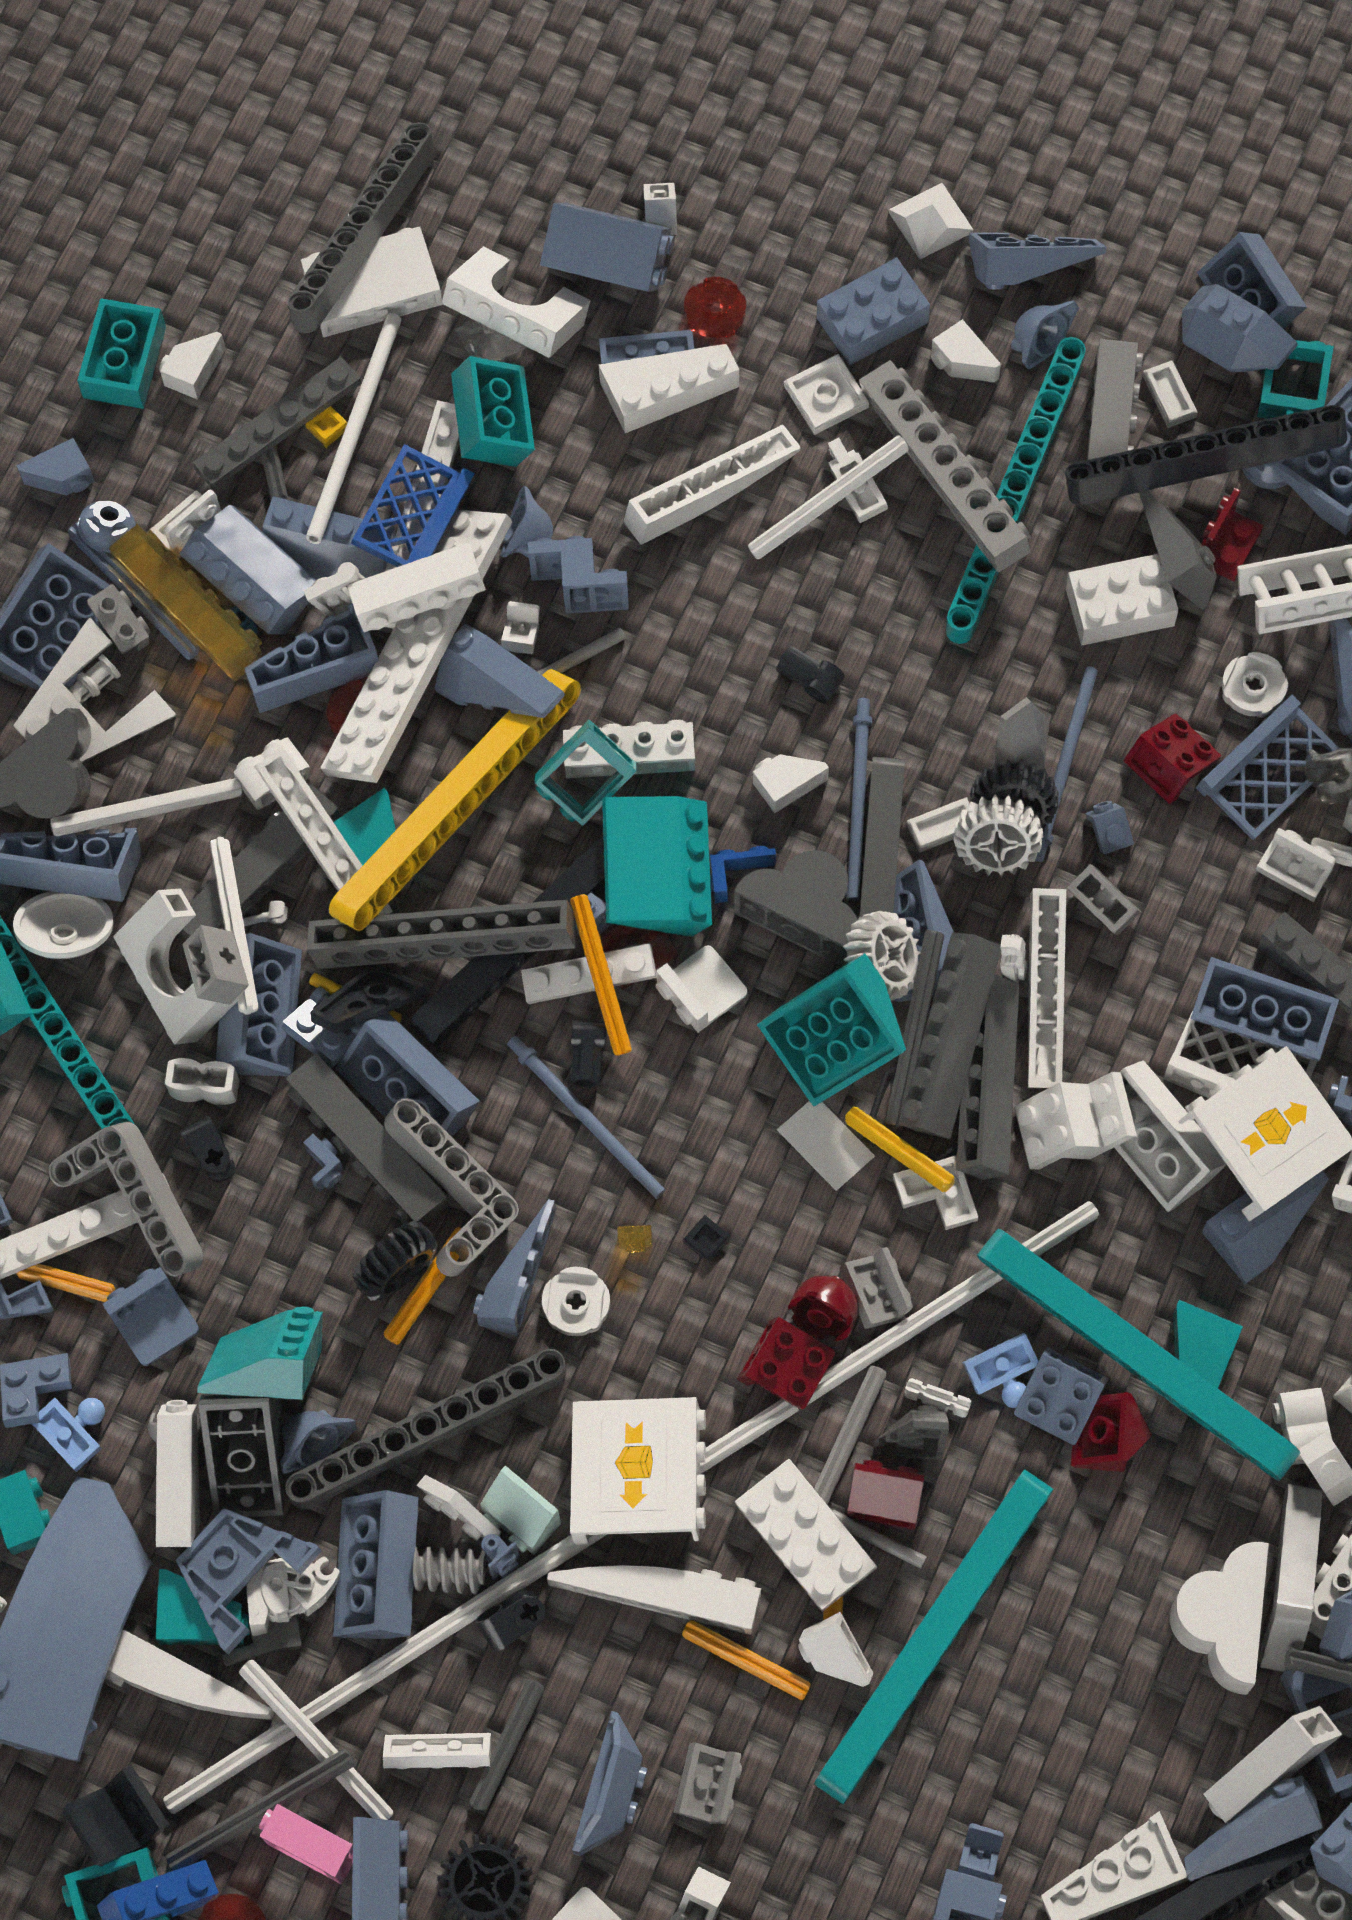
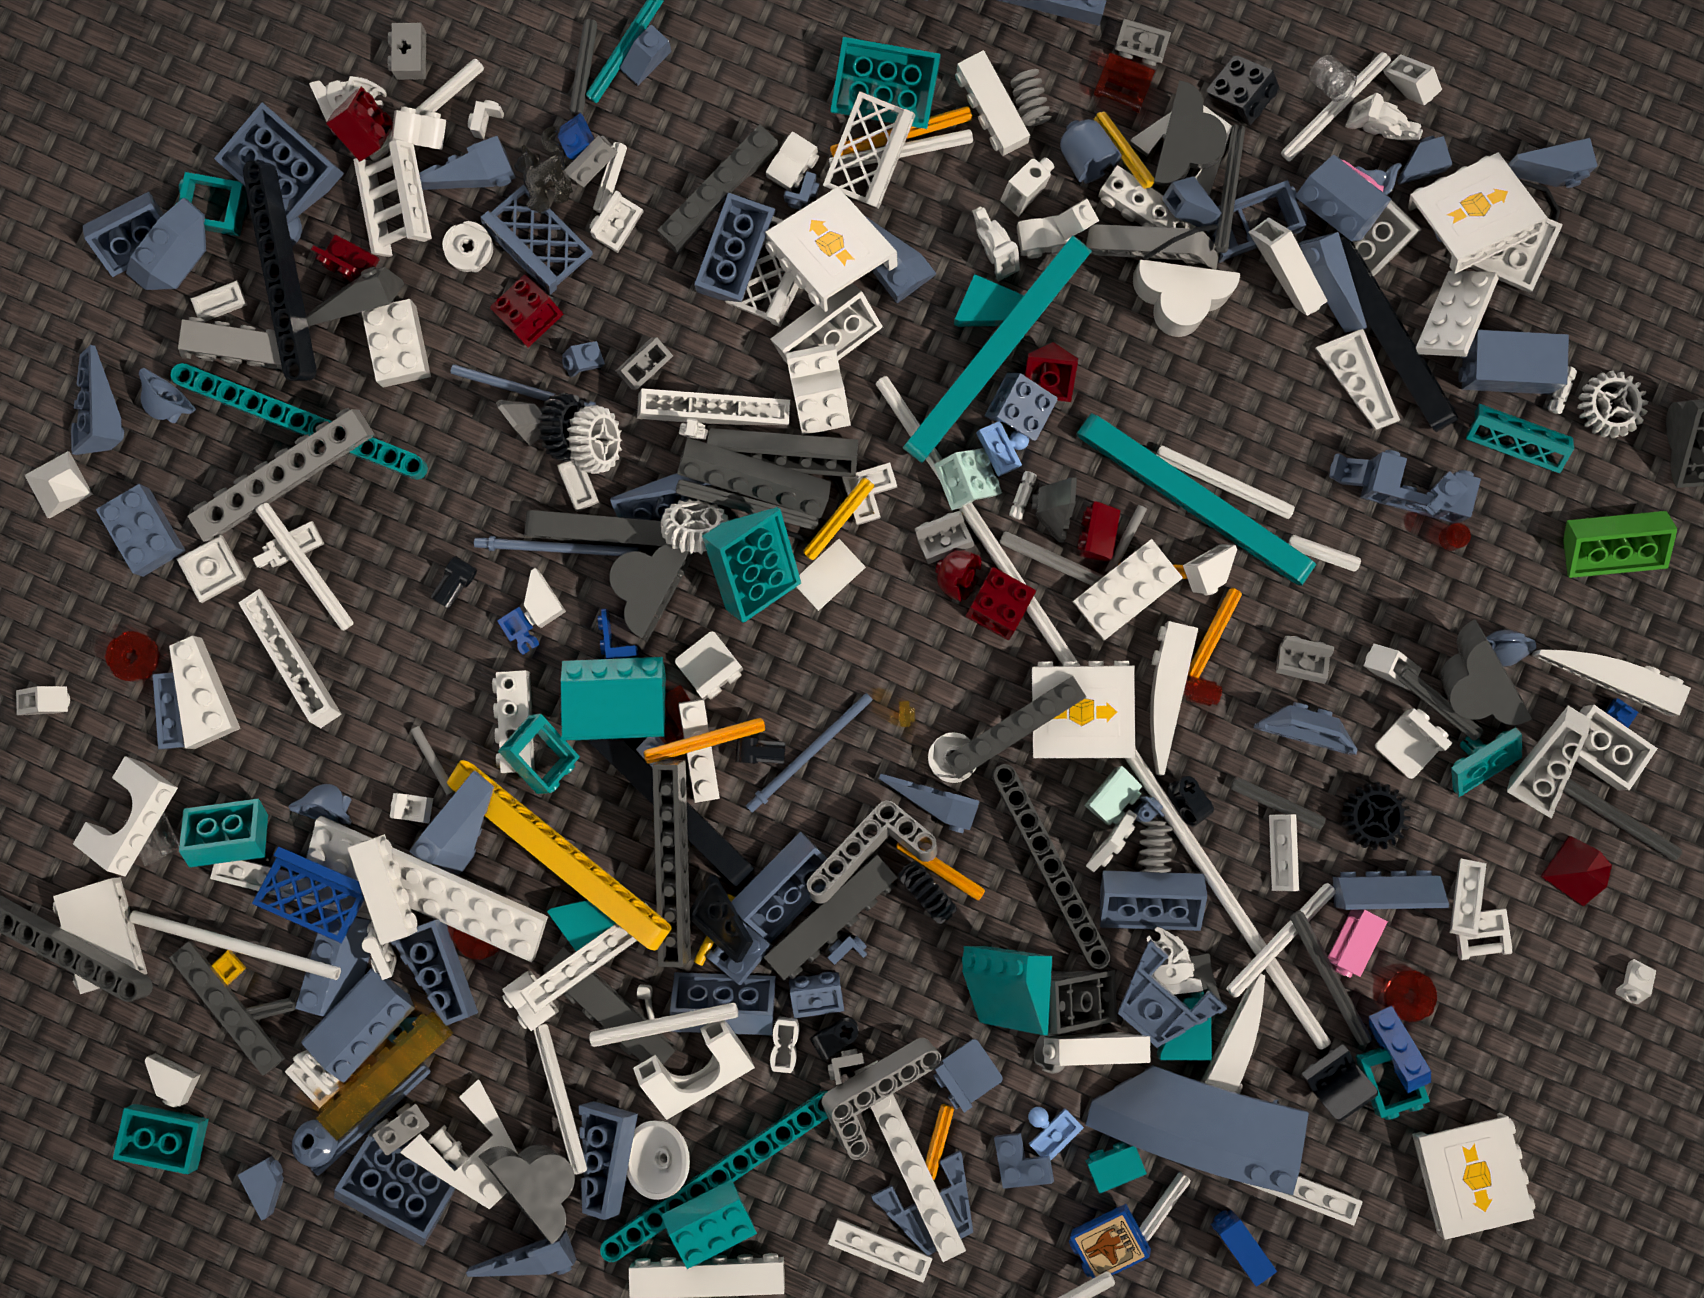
camera: 90 degrees left, 15 degrees up
(166, 1144) = (848, 1058): none -> light grey bracket
(215, 964) = (703, 1036): light grey brick -> none
(265, 1124) = (816, 994): none -> sand blue bracket
(311, 1438) = (1063, 953): sand blue hat -> none
(574, 564) = (368, 762): sand blue bracket -> none
(607, 247) = (79, 742): sand blue brick -> none
(615, 1376) = (1015, 727): none -> dark grey plate
(663, 1639) = (1202, 691): none -> clear red brick
(706, 1239) = (903, 662): black tile -> none
(750, 752) = (516, 627): none -> blue plate
(861, 1819) = (1325, 553): none -> white axle
(959, 1320) = (967, 477): none -> light aqua bracket
(960, 1679) = (1226, 482): none -> white axle
(964, 355) = (181, 459): white slope -> none
(1272, 1552) = (1212, 228): none -> black piece
(1285, 1357) = (997, 244): none -> white piece

